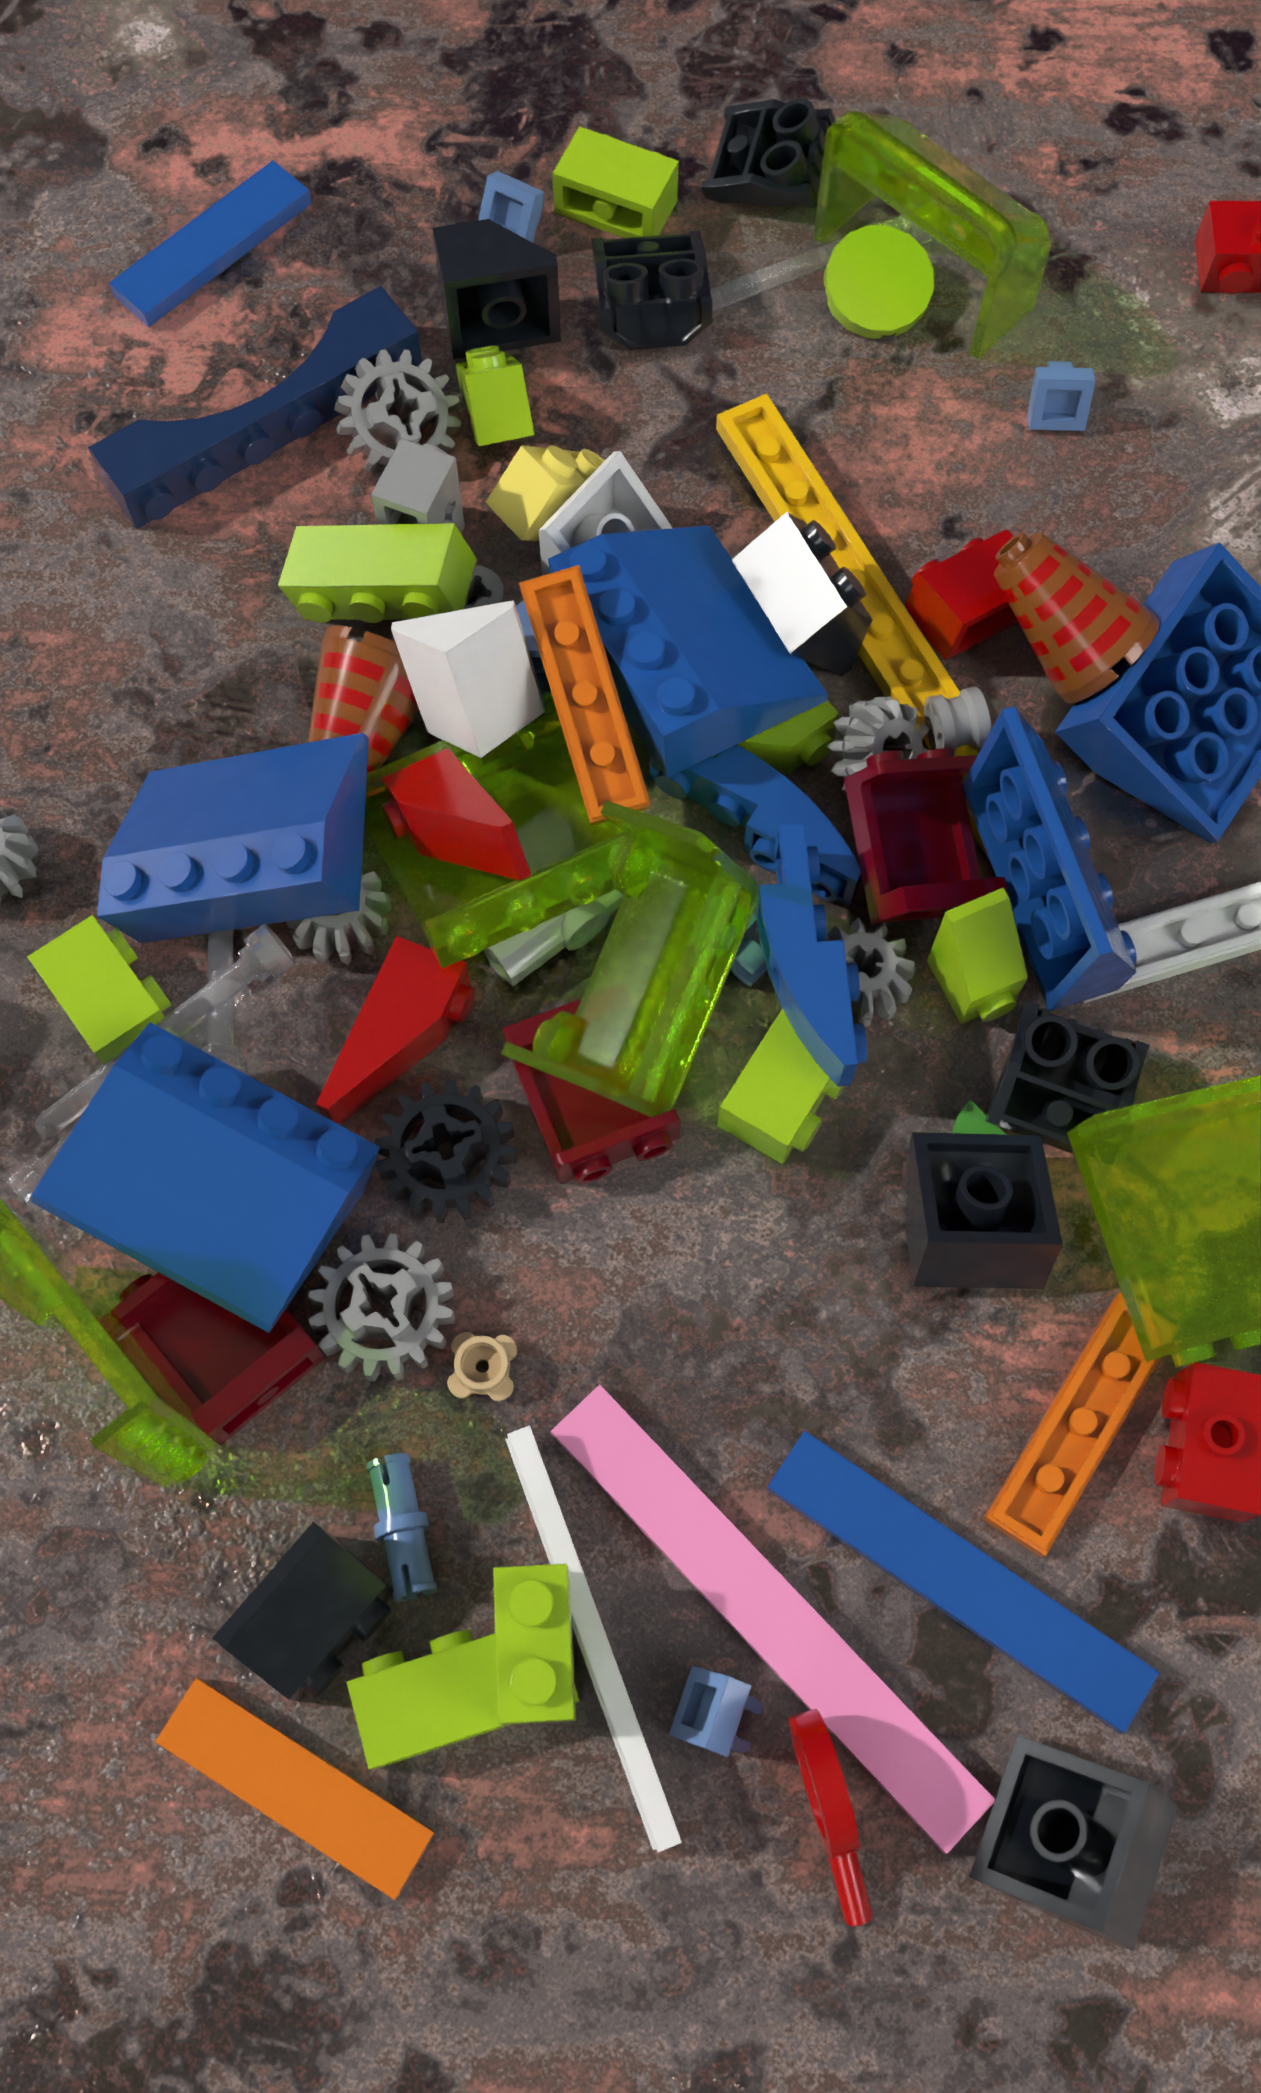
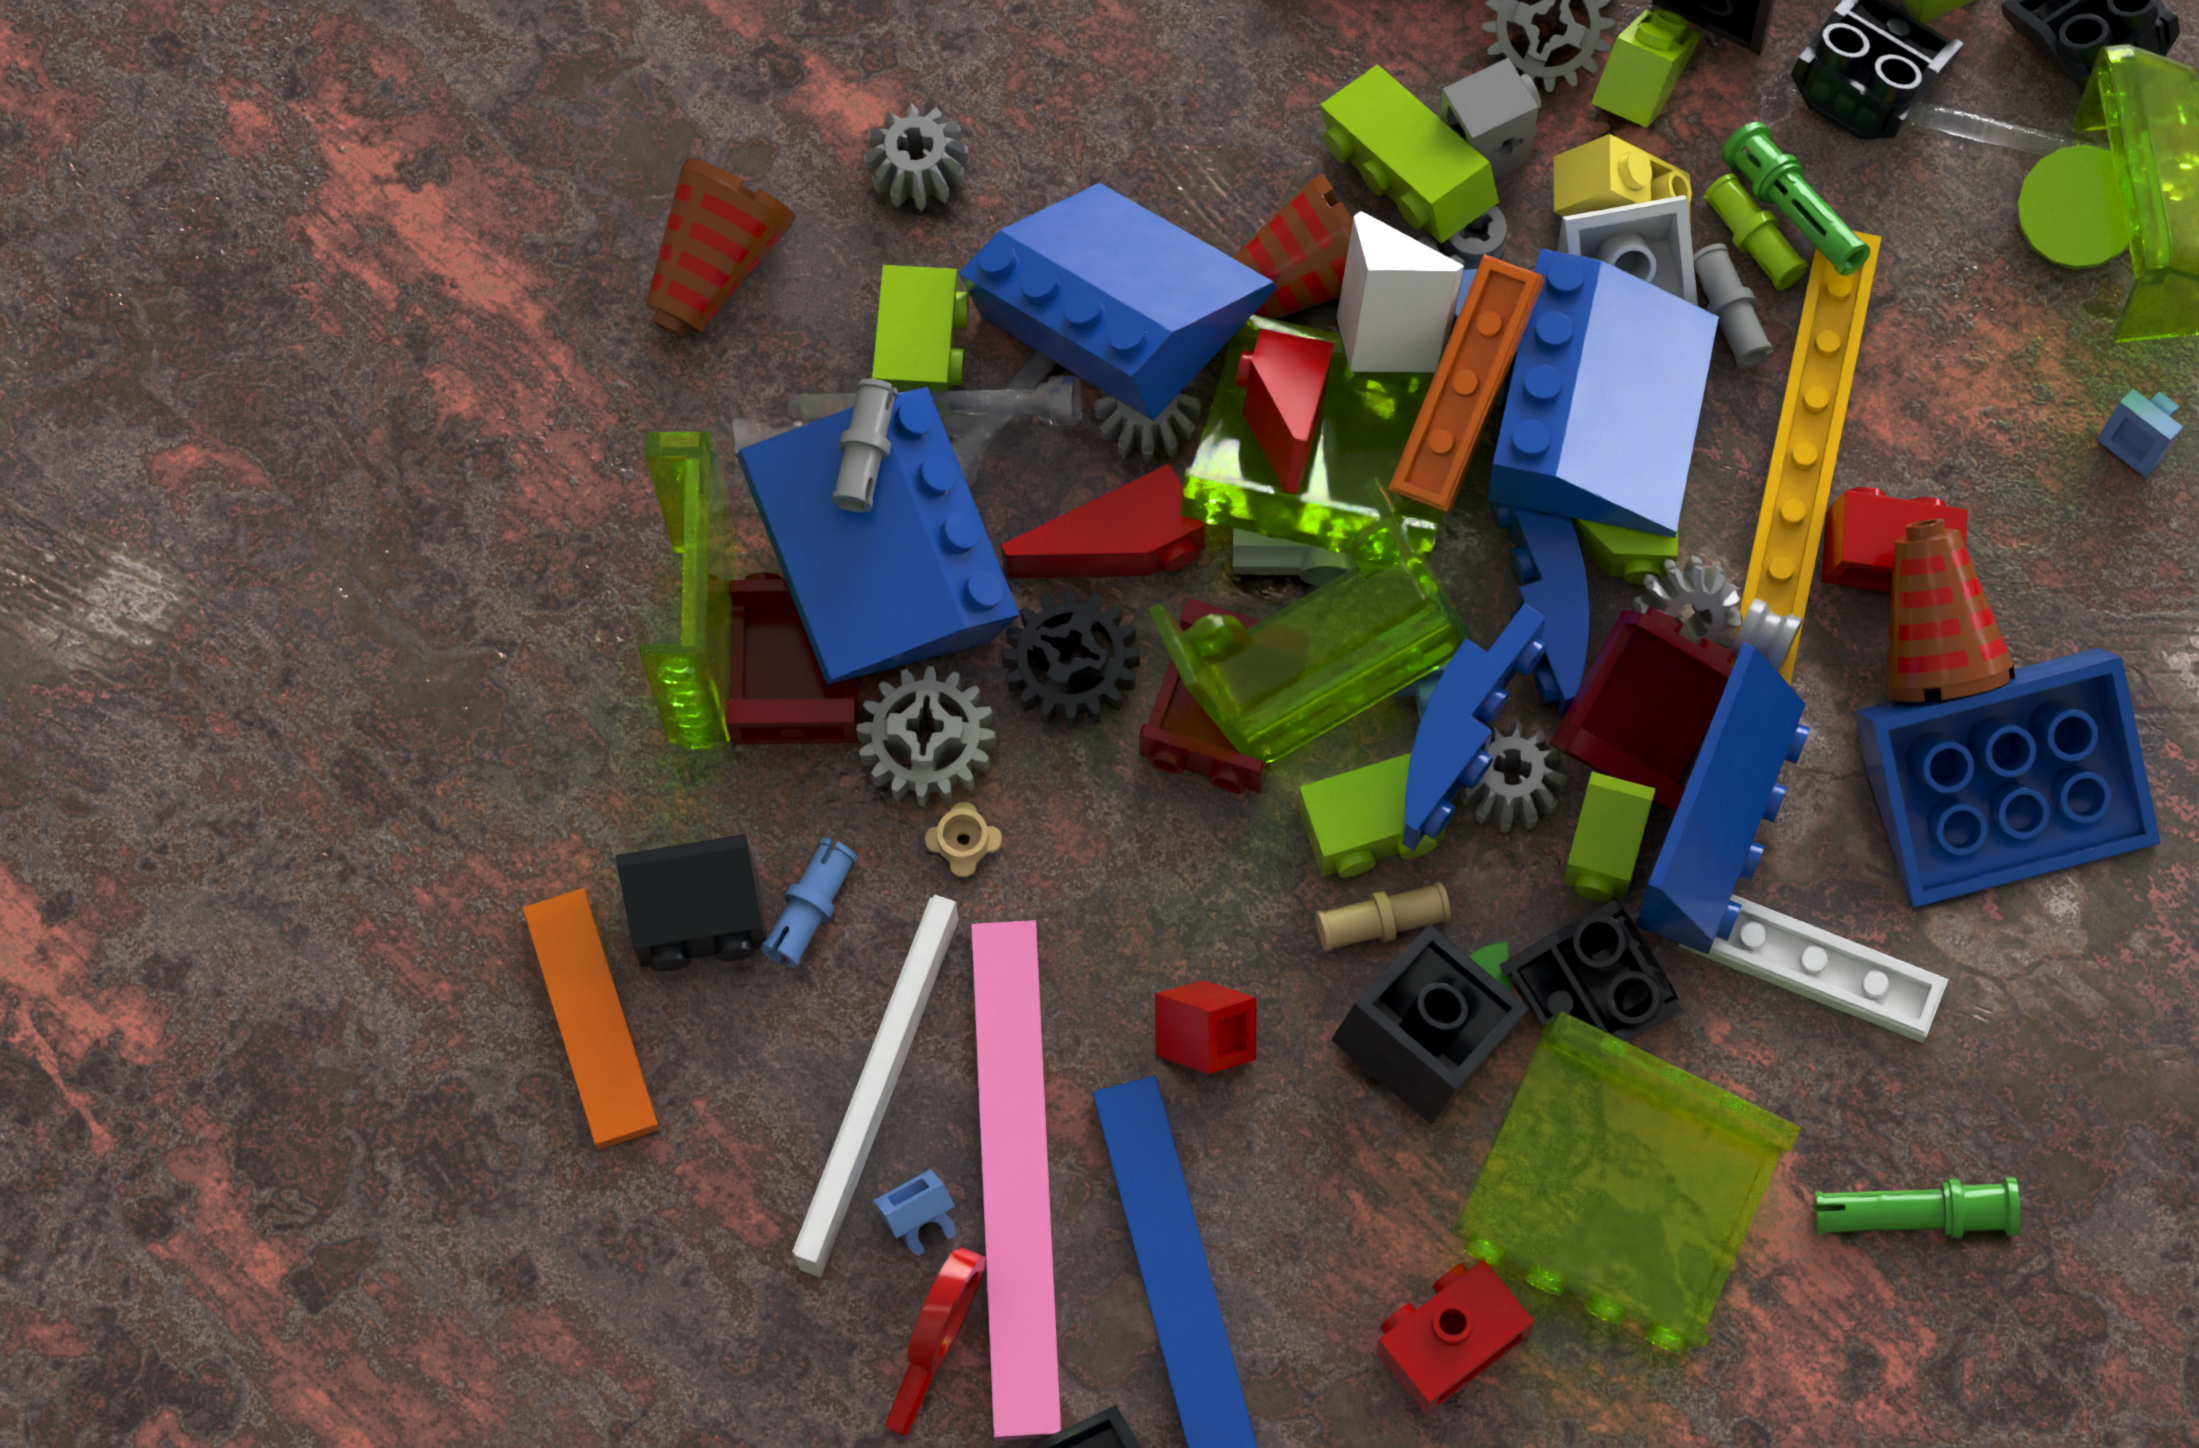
camera: 45 degrees right, 0 degrees up
(140, 1107) = (864, 445): none -> light grey pin
(428, 1700) = (758, 1046): lime brick -> none
(534, 1644) = (826, 1043): lime brick -> none
(659, 409) = (1780, 182): none -> bright green pin
(675, 454) = (1755, 231): none -> lime pin
(692, 510) = (1733, 306): none -> light grey pin
(806, 593) = (1730, 435): slope -> none
(808, 1357) = (1205, 1026): none -> red panel
(862, 1157) = (1383, 916): none -> tan pin
(1073, 1434) = (1352, 1247): orange tile -> none

